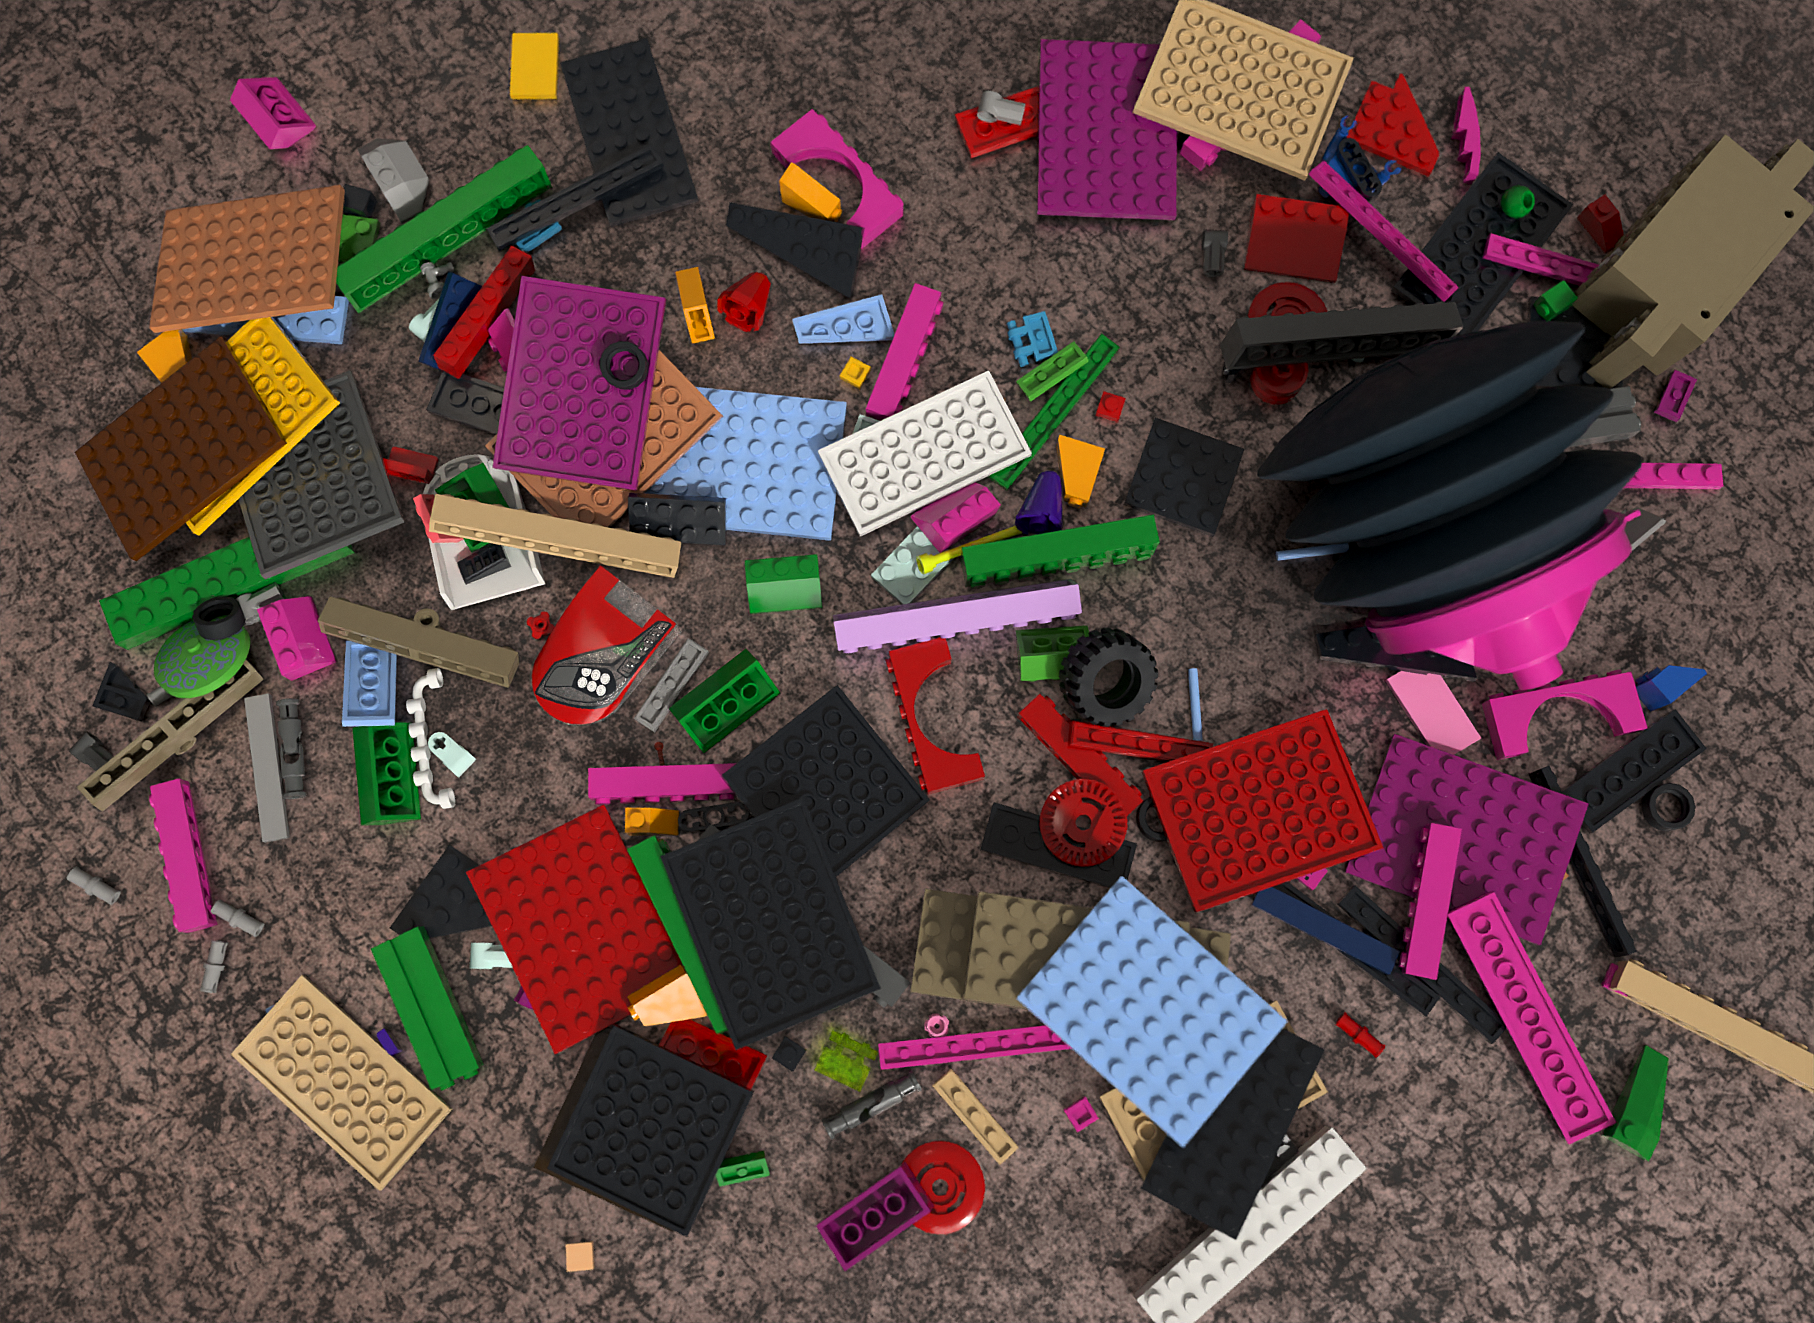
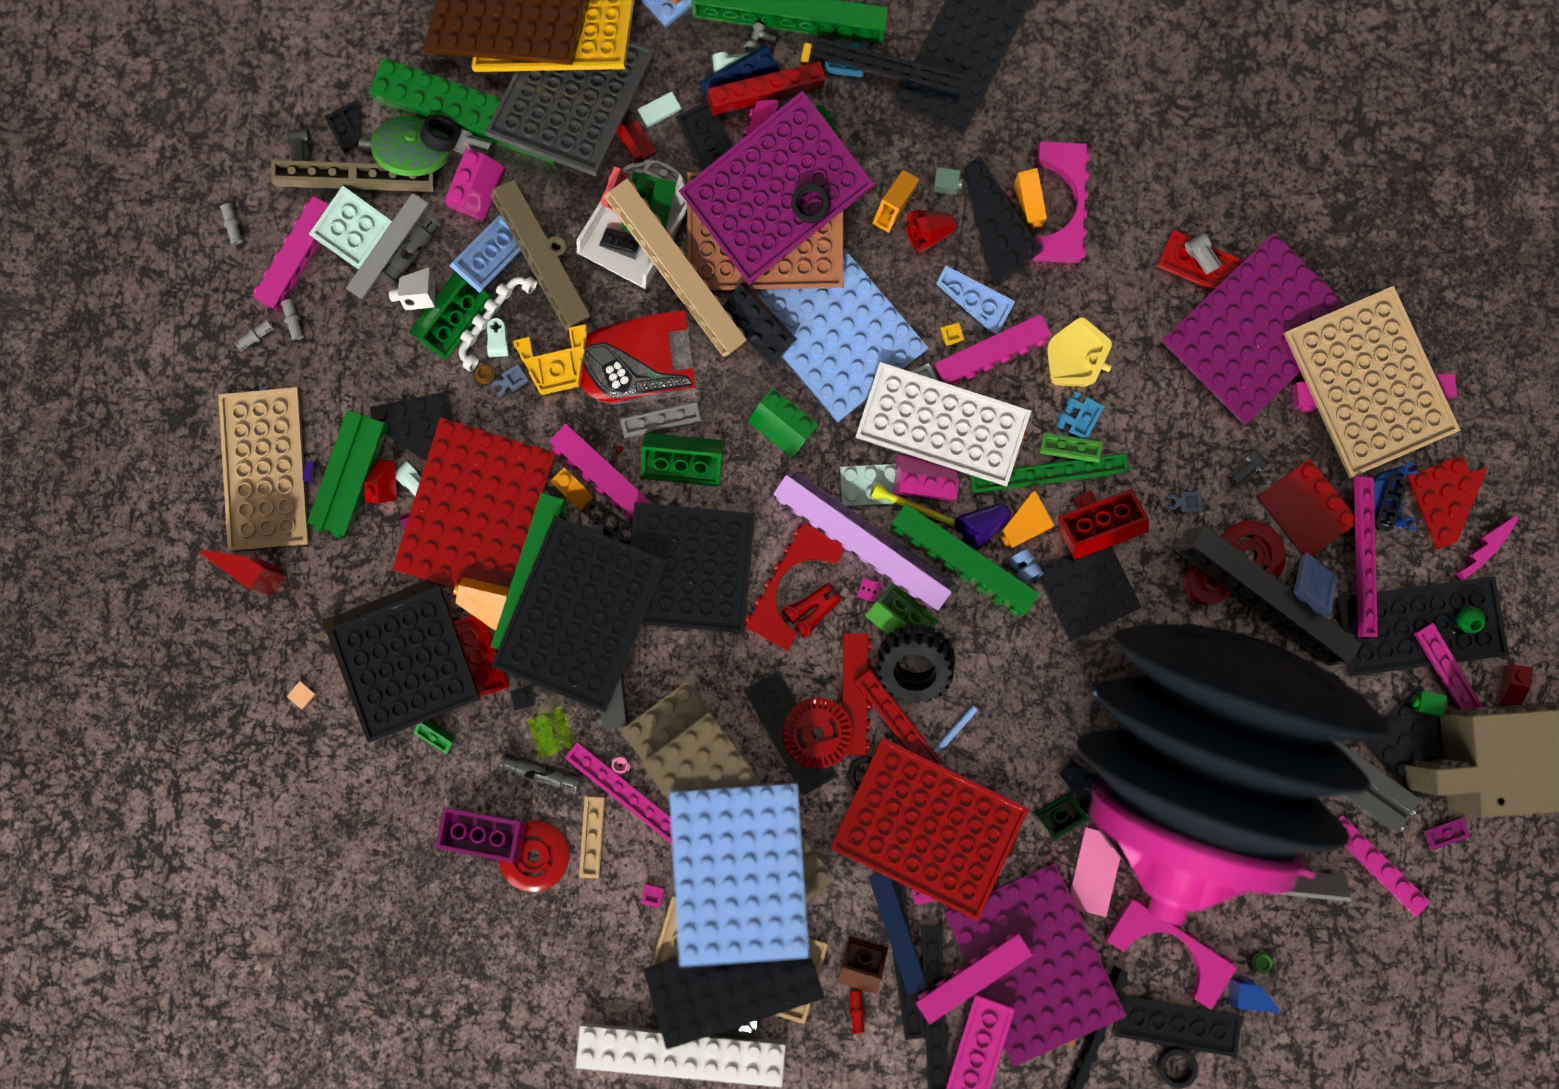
camera: 45 degrees right, 5 degrees up
(213, 782) = (350, 227): none -> light aqua plate
(331, 780) = (416, 290): none -> white torso
(405, 418) = (659, 109): none -> light aqua tile
(423, 1186) = (250, 572): none -> red slope
(467, 985) = (381, 482): none -> red slope
(469, 796) = (484, 374): none -> pearl gold plate
(492, 251) = (805, 59): none -> yellow tile
(500, 775) = (513, 379): none -> sand blue plate
(532, 730) = (557, 369): none -> yellow wing
(538, 632) = (613, 314): red plate -> none
(723, 248) = (947, 181): none -> sand green brick
(979, 290) = (1078, 354): none -> light yellow animal
(979, 737) = (797, 610): none -> red piece
(1002, 656) = (869, 590): none -> dark pink tile
(1123, 509) = (1029, 572): none -> light blue wheel
(1144, 407) = (1103, 524): none -> red brick
(1192, 326) = (1187, 502): none -> sand blue plate
(1324, 988) = (862, 965): none -> reddish brown slope
(1359, 690) = (1061, 816): none -> dark green slope
(1370, 290) = (1315, 585): none -> light blue plate
(1643, 648) = (1262, 962): none -> bright green plate

